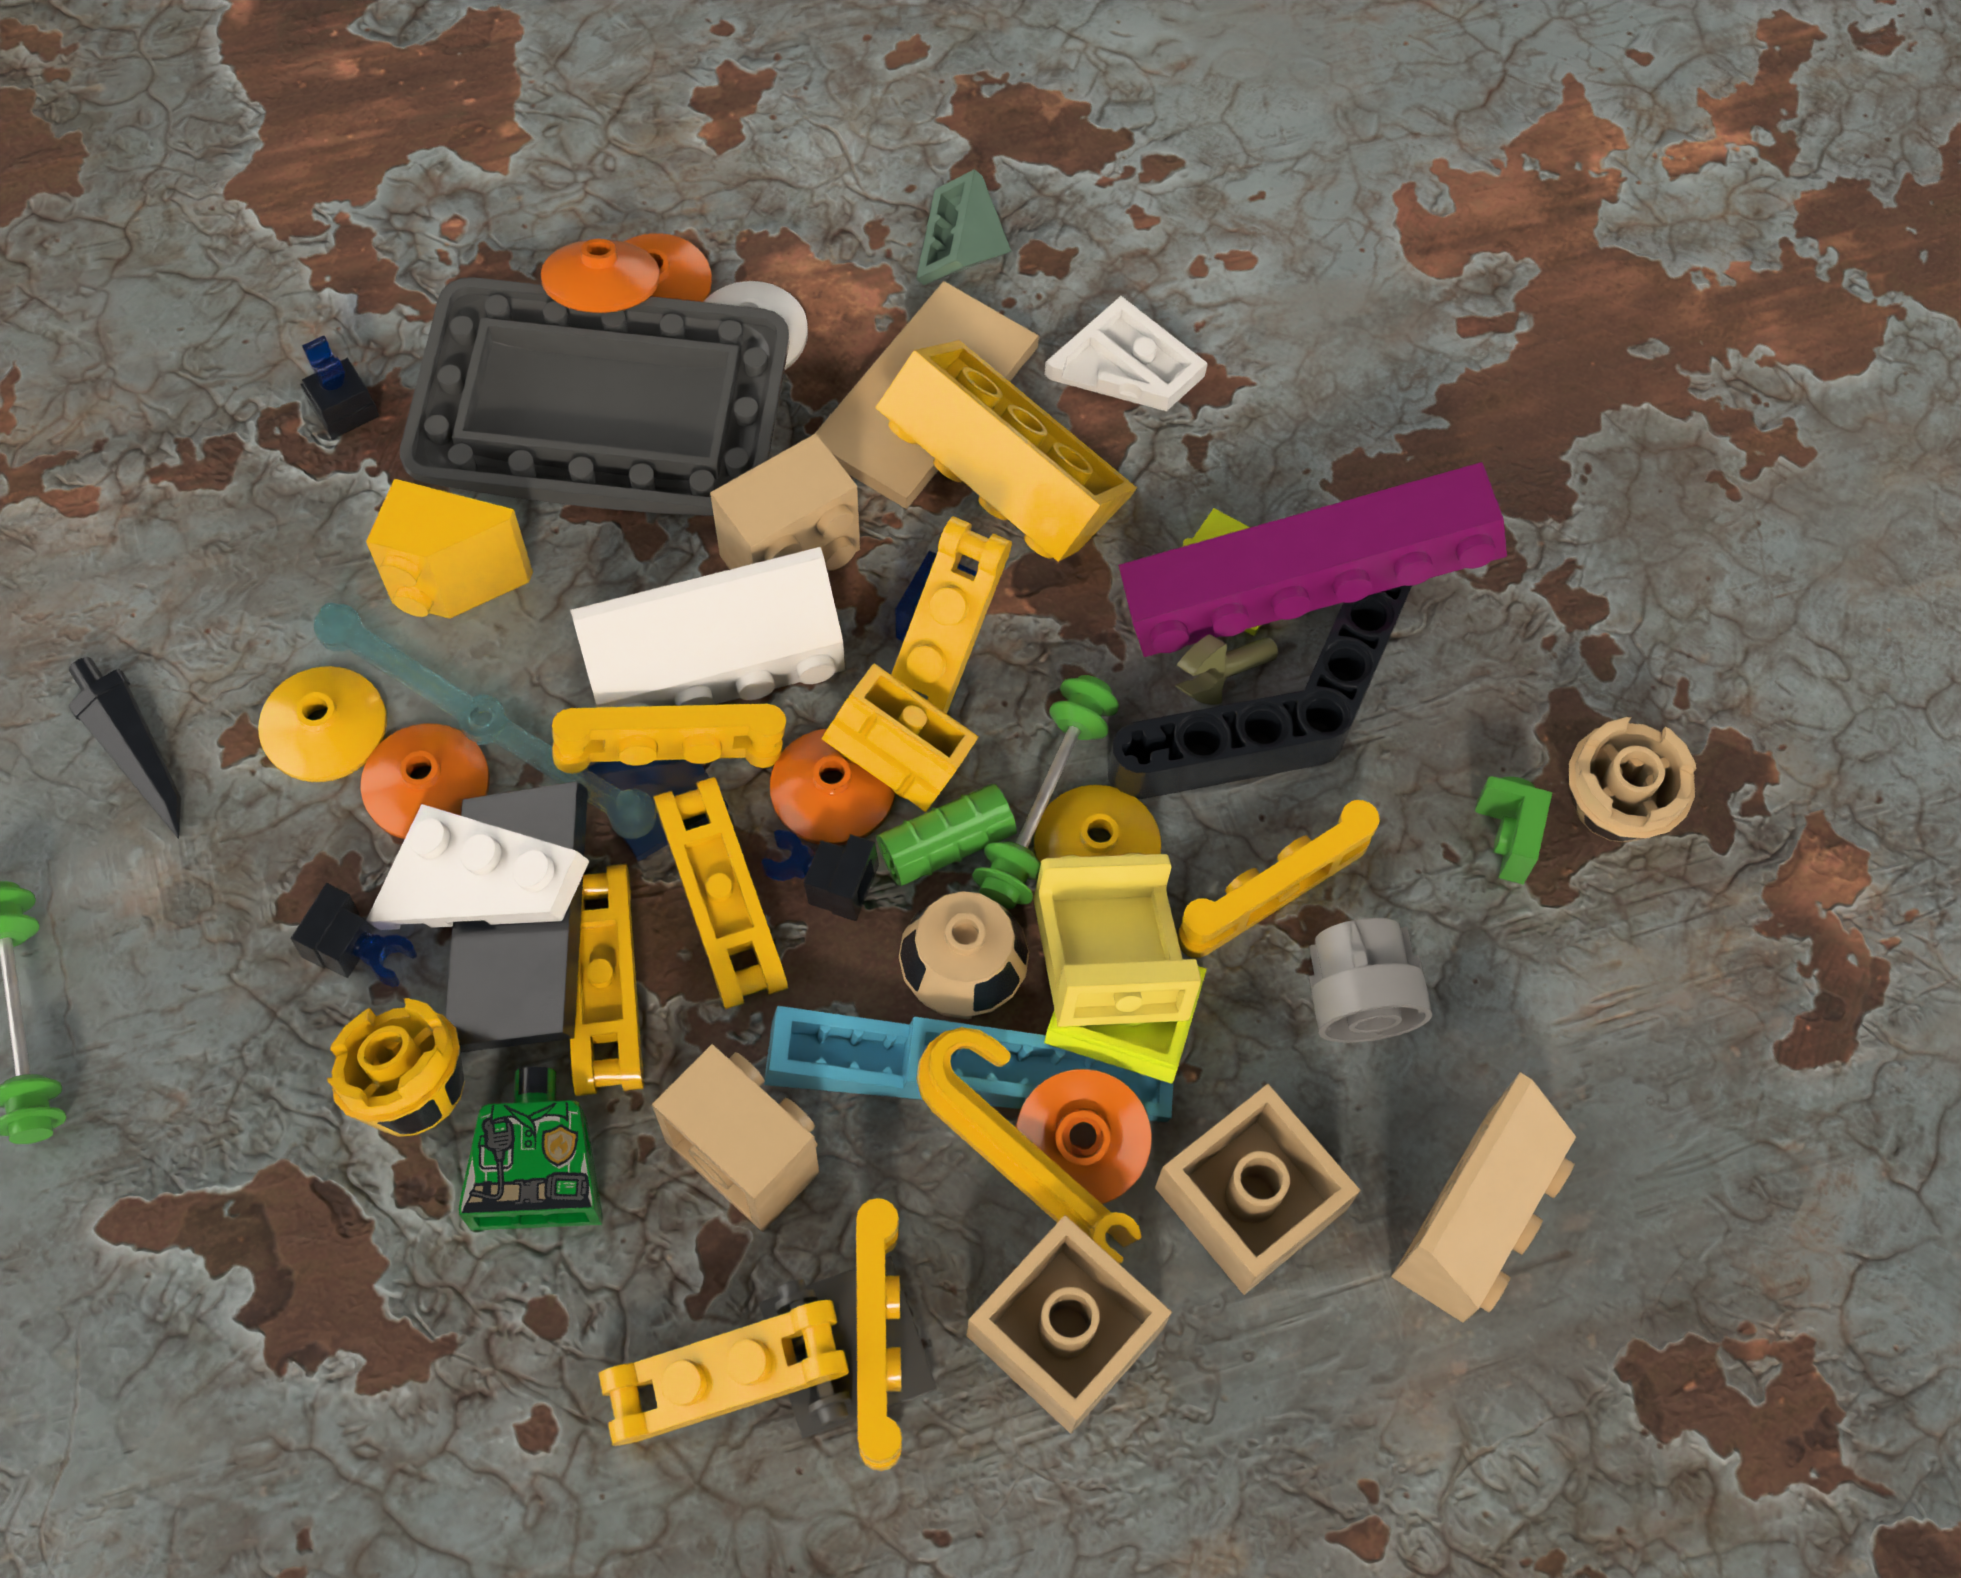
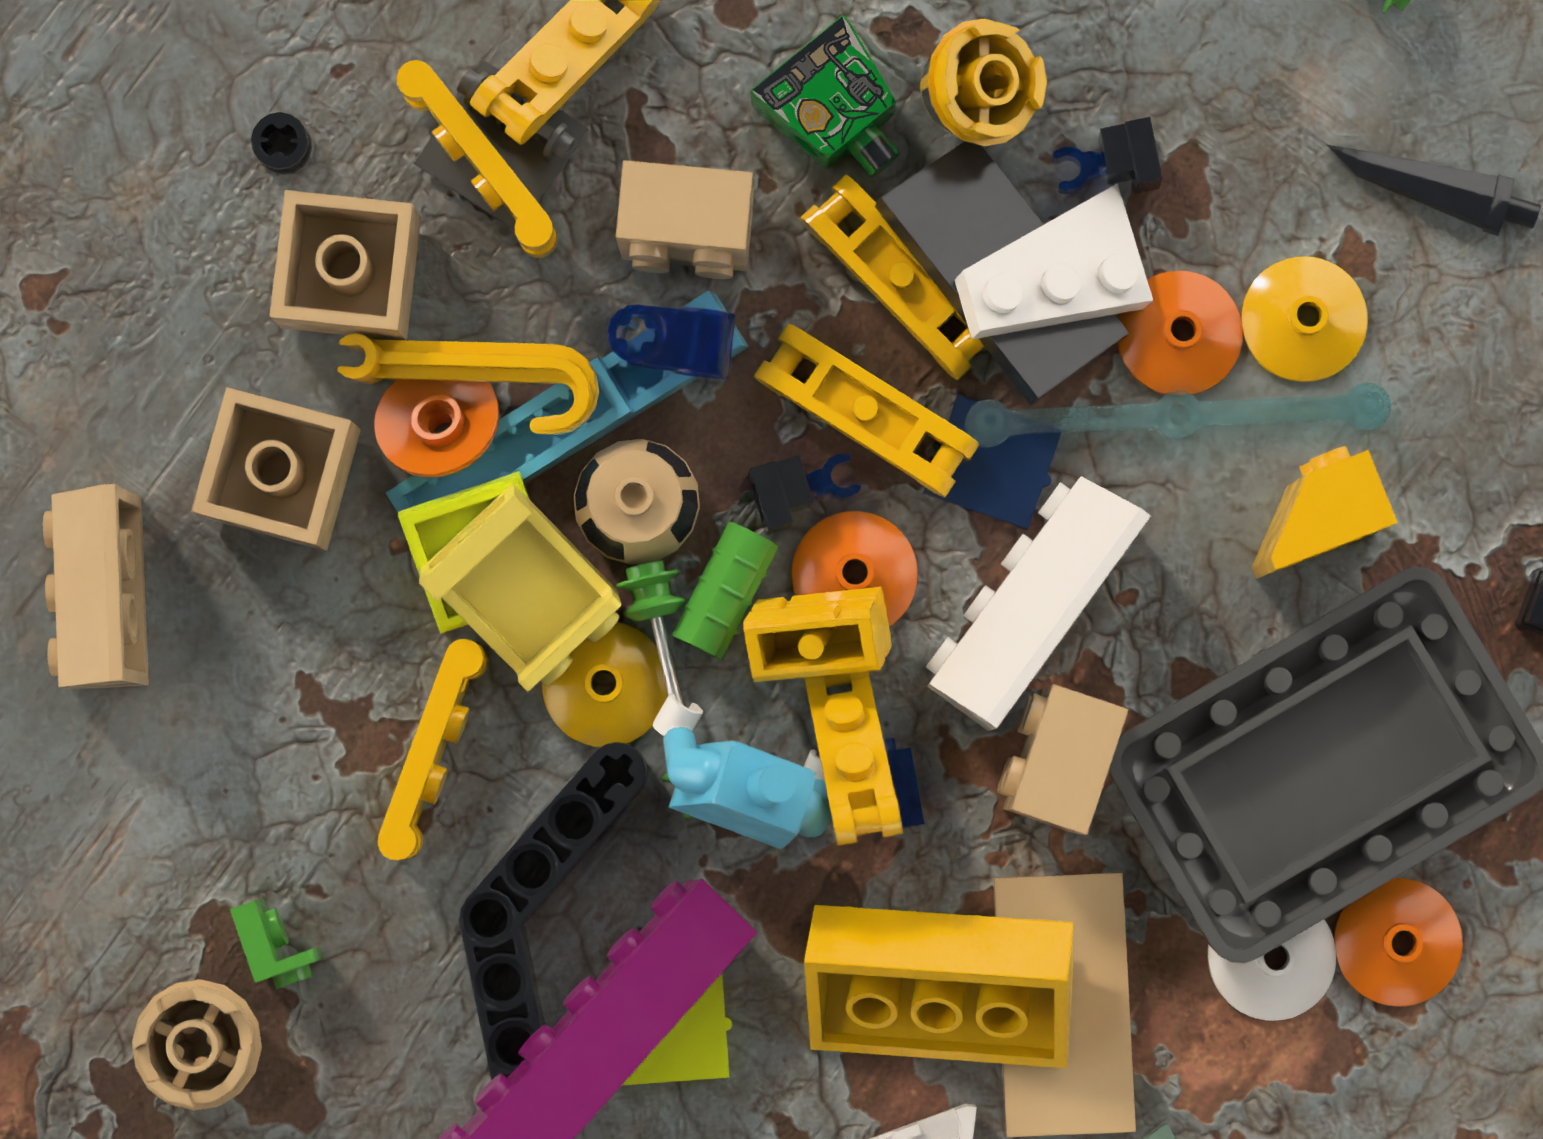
camera: 150 degrees right, 20 degrees up
(600, 276) = (1408, 869): orange dish -> none
(667, 733) = (986, 518): yellow plate -> none
(823, 1031) = (685, 340): none -> clear blue piece
(1054, 655) = (740, 784): none -> medium azure torso
(1058, 1484) = (278, 161): none -> black bush
(1215, 665) = (620, 901): olive bar -> none
(1367, 982) = (301, 703): light grey piece -> none

